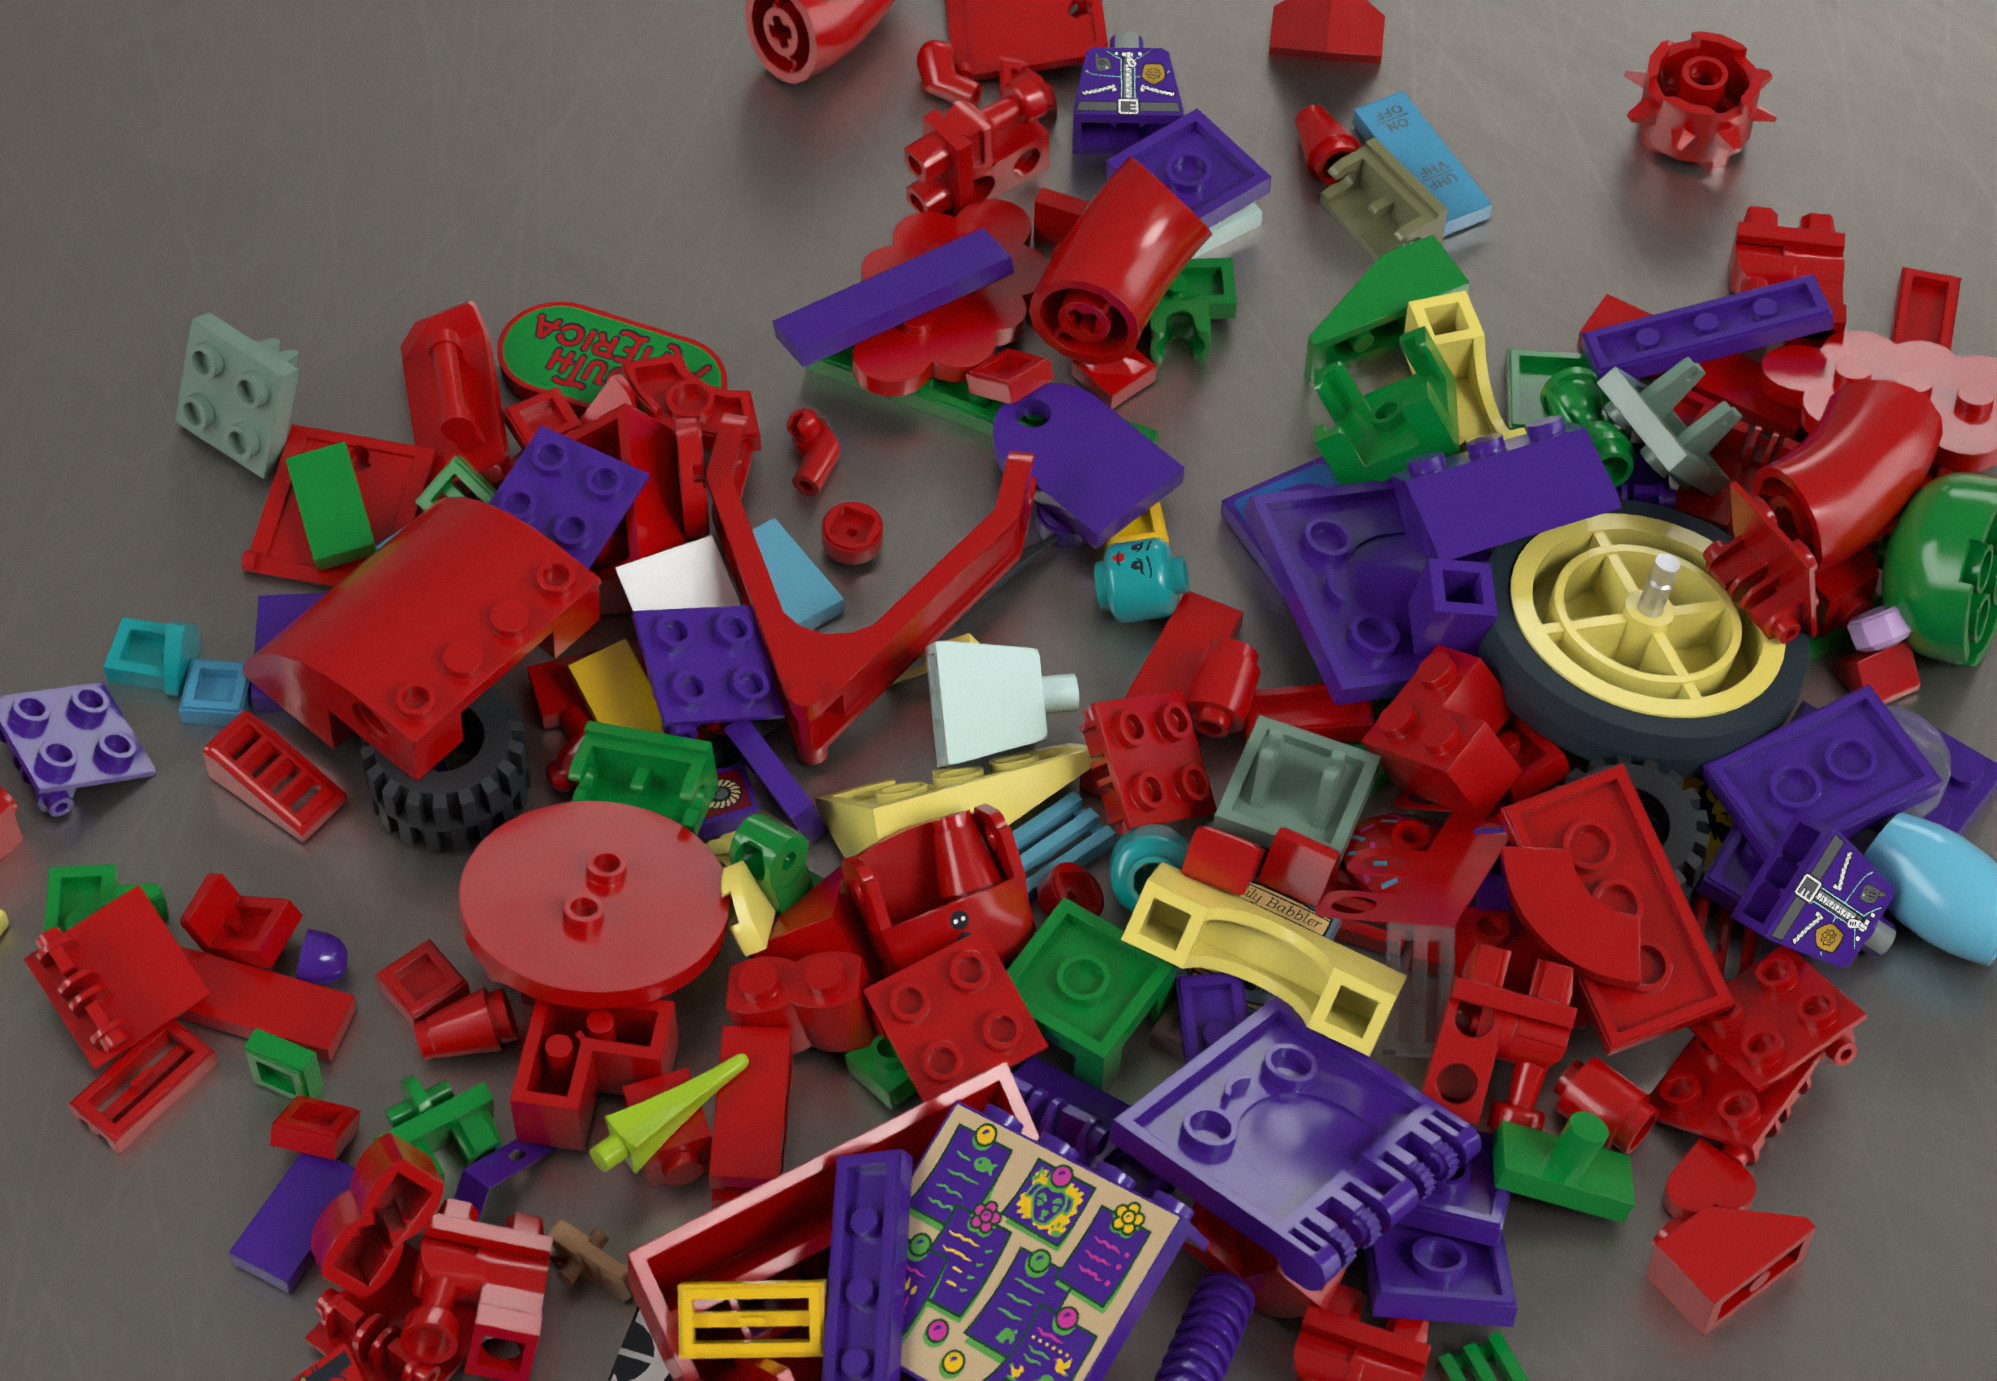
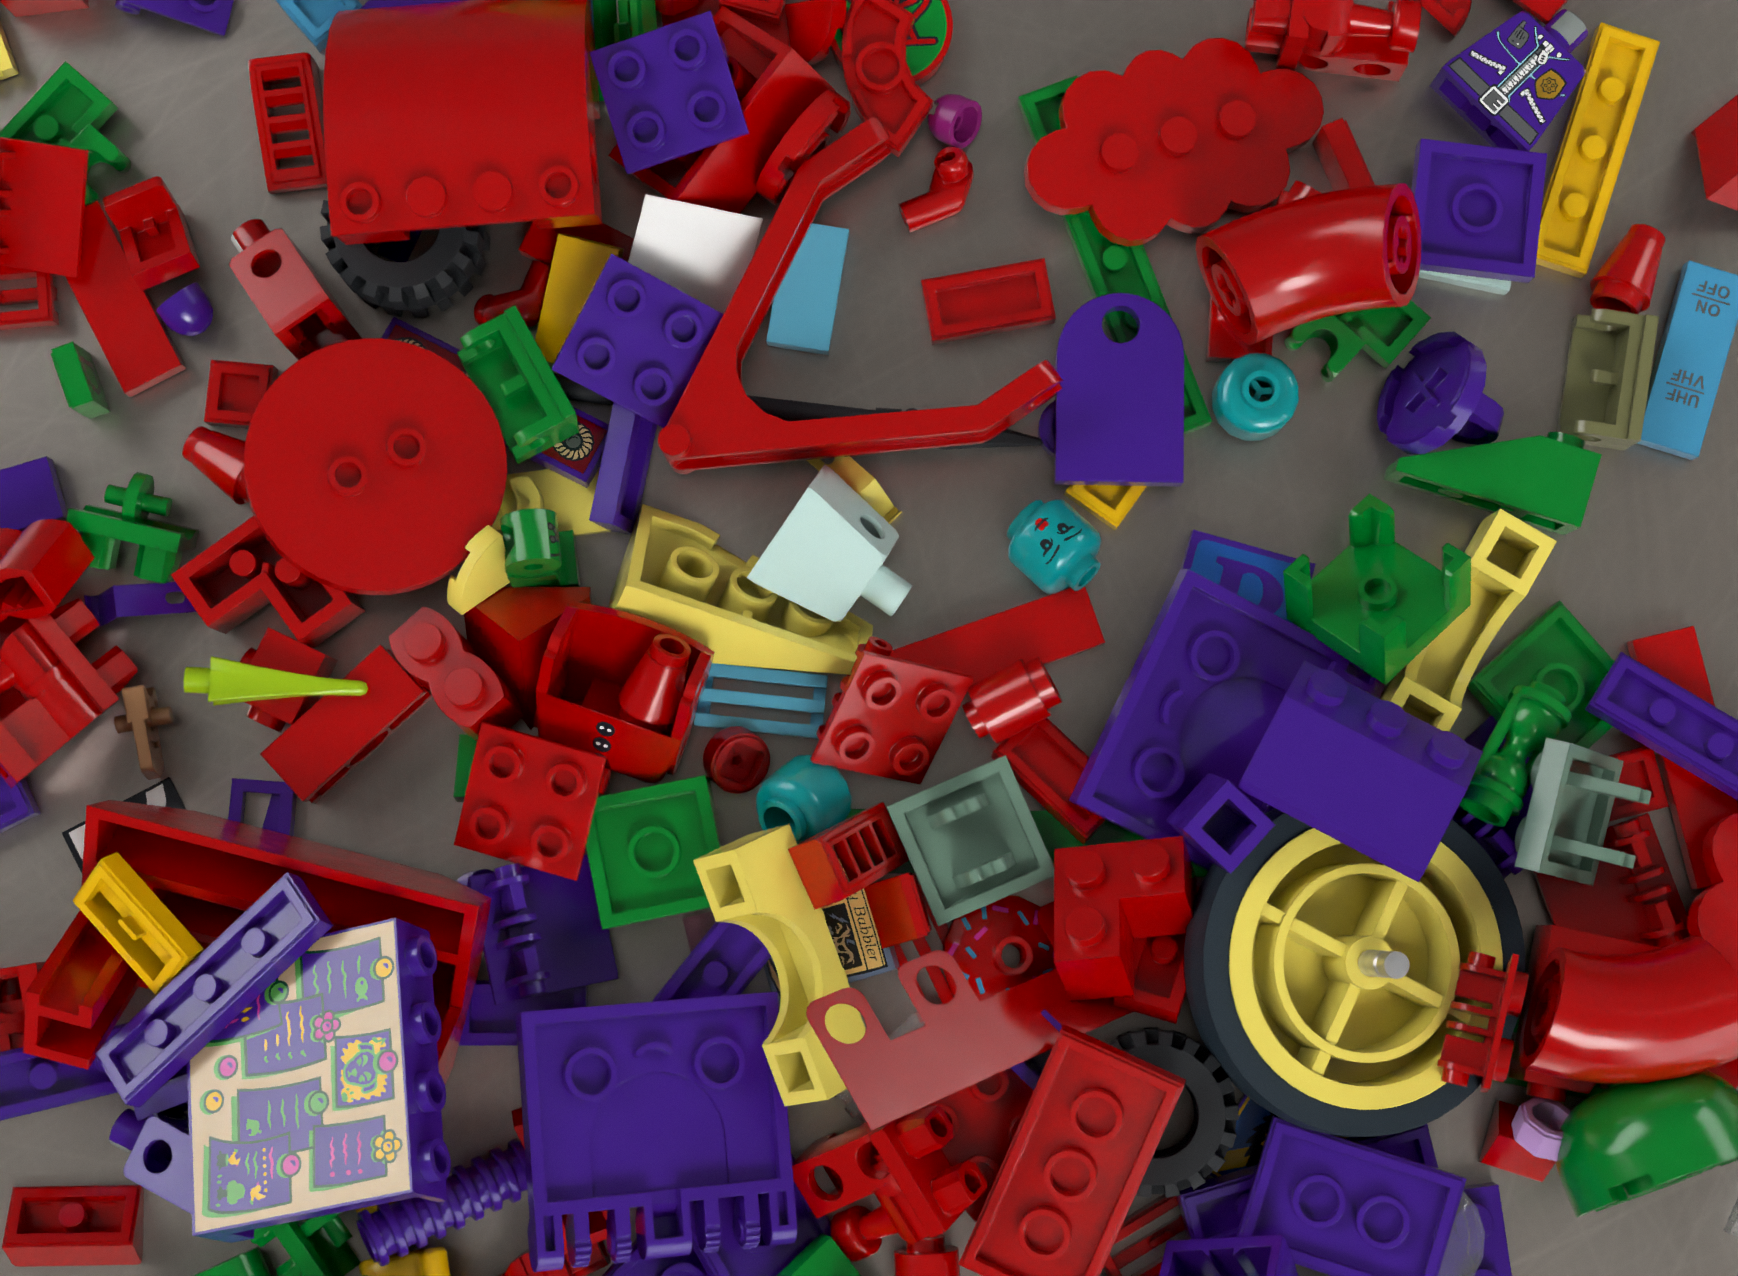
camera: 45 degrees right, 30 degrees up
(315, 1127) = (61, 449): red tile -> none
(397, 866) = (287, 290): none -> red torso
(774, 401) = (955, 120): none -> magenta hinge
(852, 533) = (892, 297): red tile -> none
(893, 297) = (1114, 121): dark purple tile -> none
(924, 488) = (988, 301): none -> red tile
(1009, 376) = (1138, 273): red tile -> none
(1171, 386) = (1246, 415): none -> teal head
(1211, 87) = (1592, 147): none -> yellow tile
(1289, 287) = (1439, 397): none -> dark purple tile
(1568, 919) = (1016, 1160): red tile -> none

